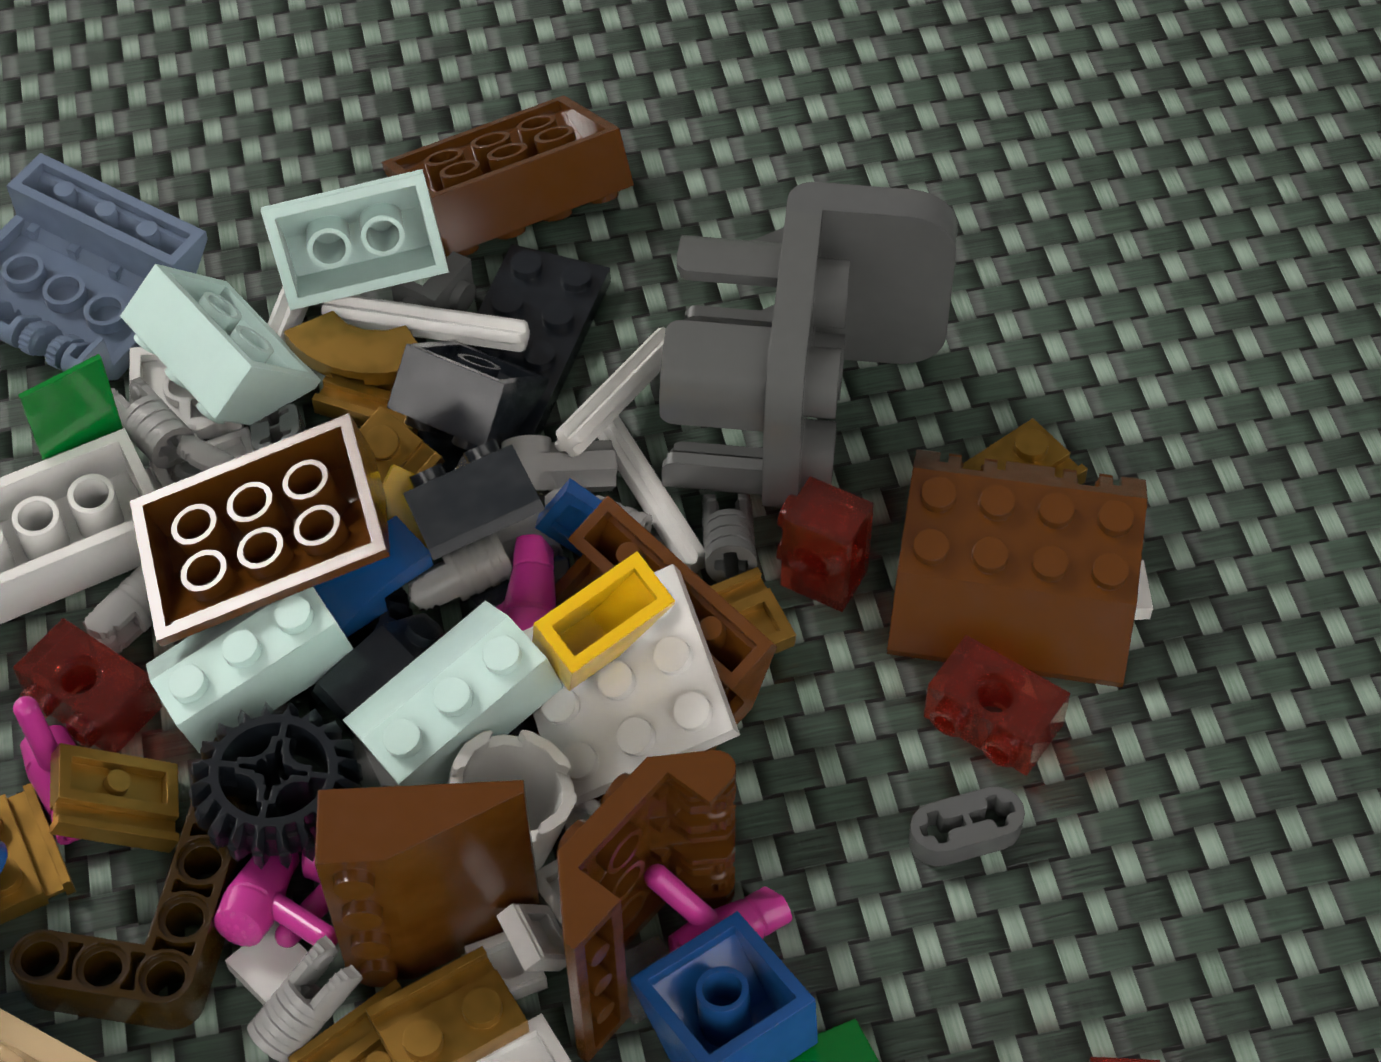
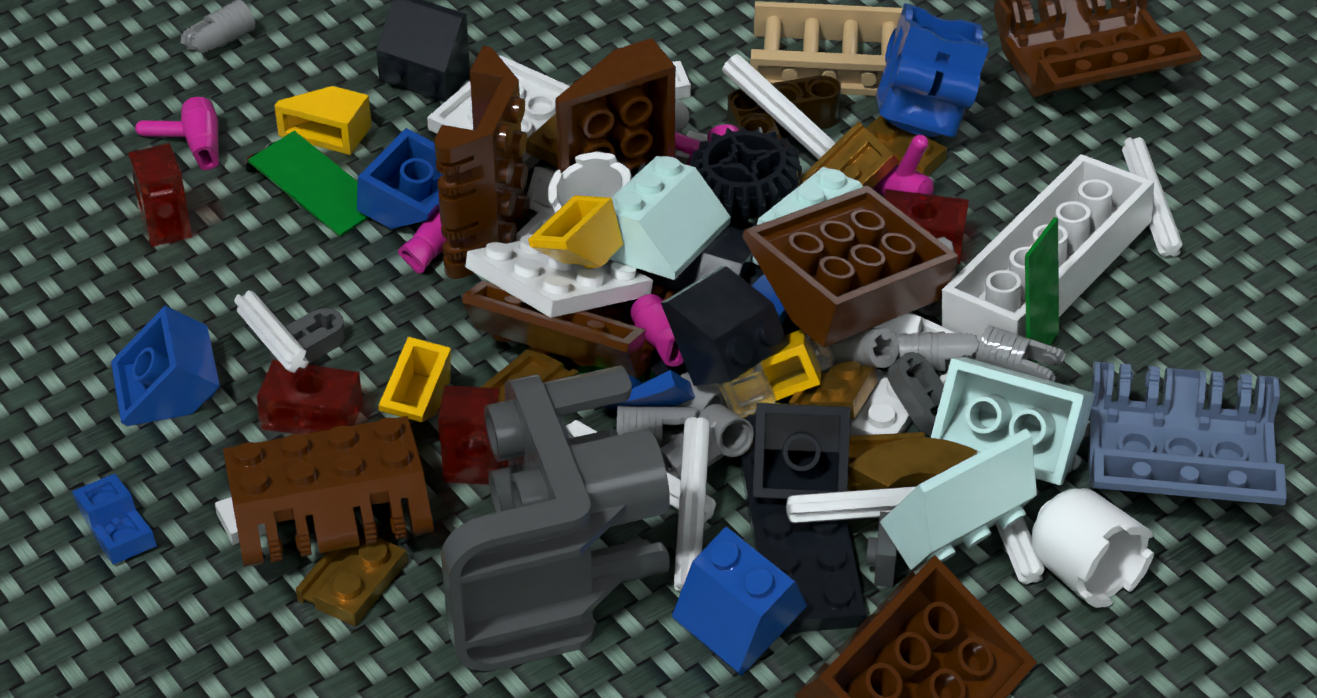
camera: 155 degrees right, 10 degrees down
(134, 914) = (777, 106): none -> white axle
(236, 185) = (1091, 545): none -> white cylinder
(627, 269) = (736, 601): none -> blue slope
(862, 647) = (418, 380): none -> yellow slope
(1020, 807) = (271, 331): none -> white axle
(1173, 821) = (165, 369): none -> blue slope
(1276, 640) = (113, 519): none -> blue slope

